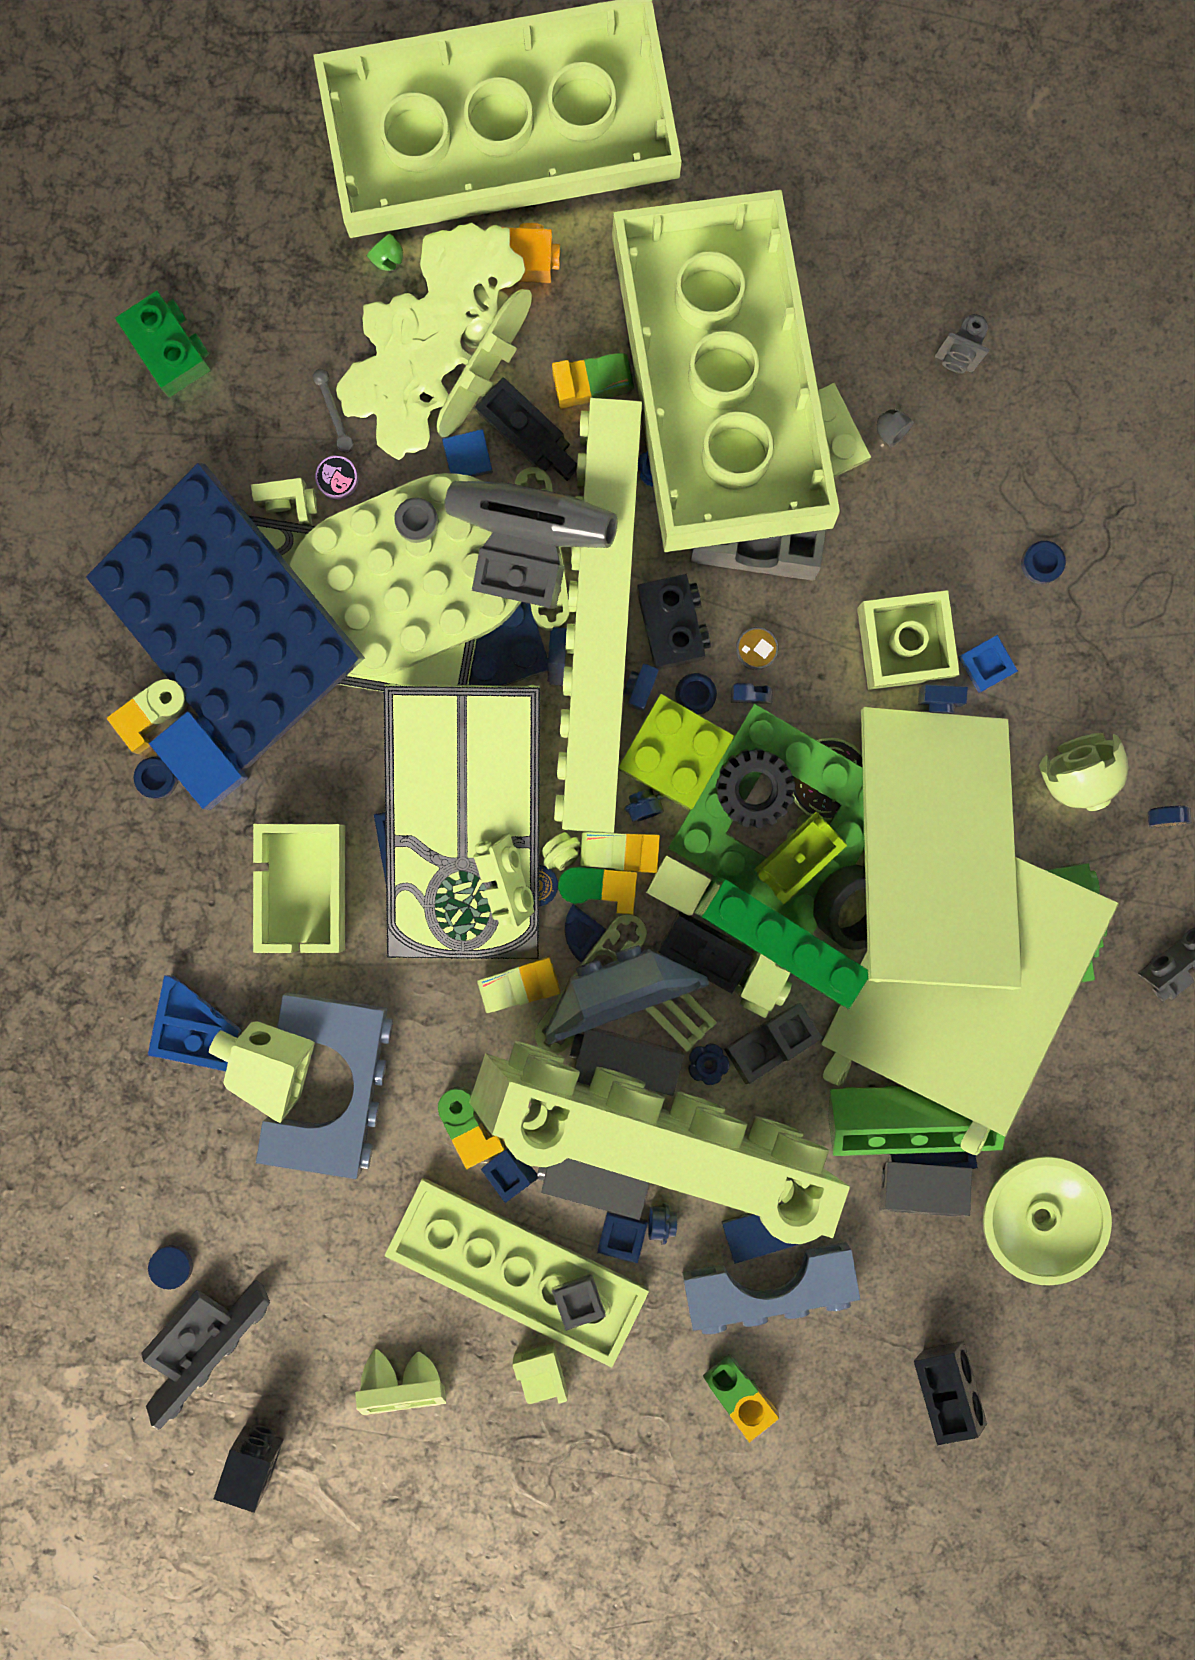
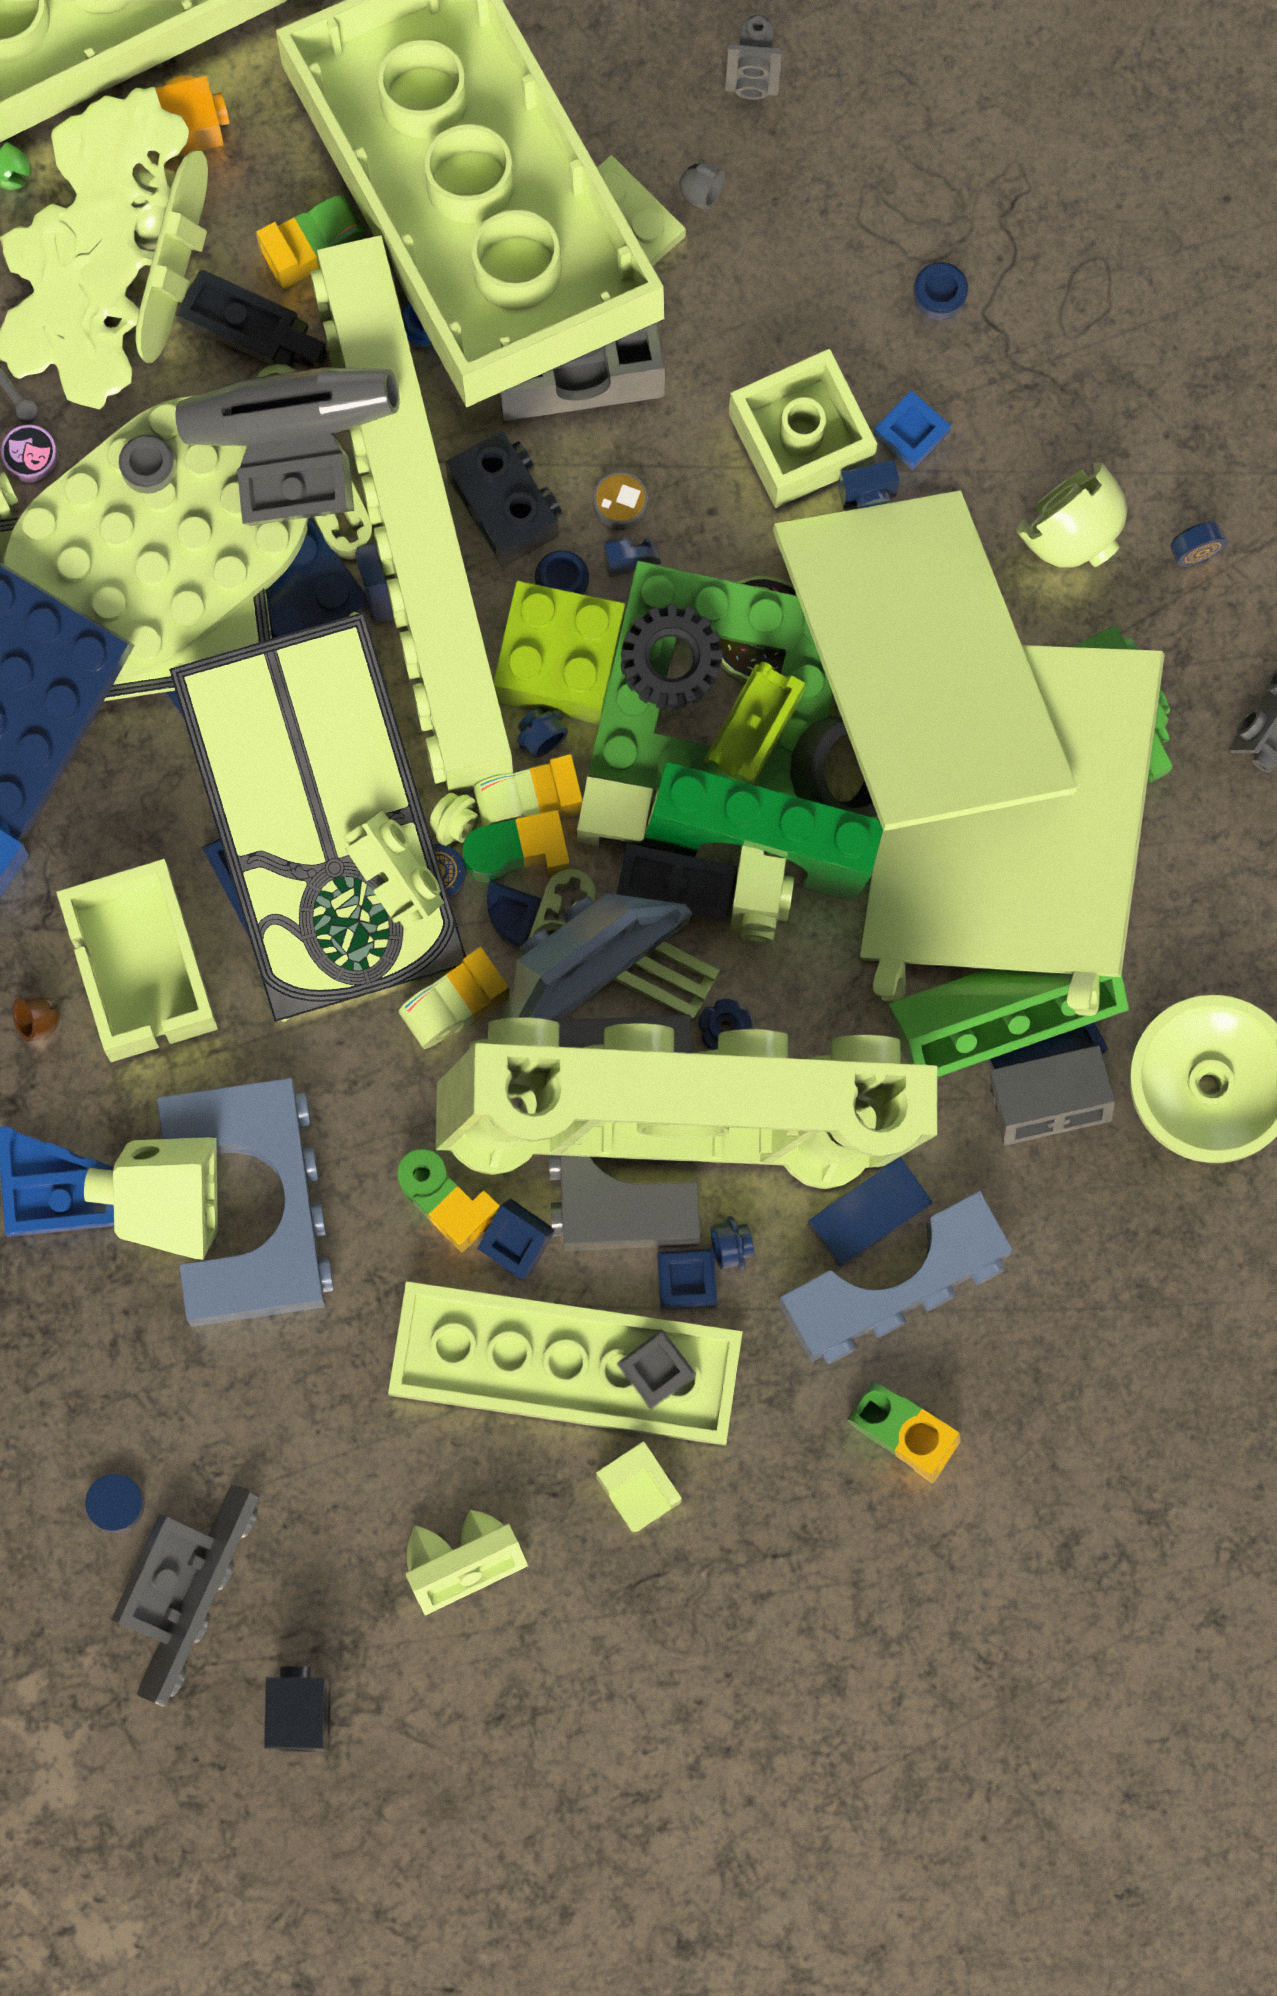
camera: 15 degrees left, 10 degrees down
(215, 901) = (35, 1016): none -> reddish brown hinge
(468, 454) = (183, 373): blue tile -> none
(640, 686) = (489, 587): dark blue plate -> none
(773, 1043) = (799, 975): dark grey slope -> none
(950, 1393) = (1166, 1334): black brick -> none

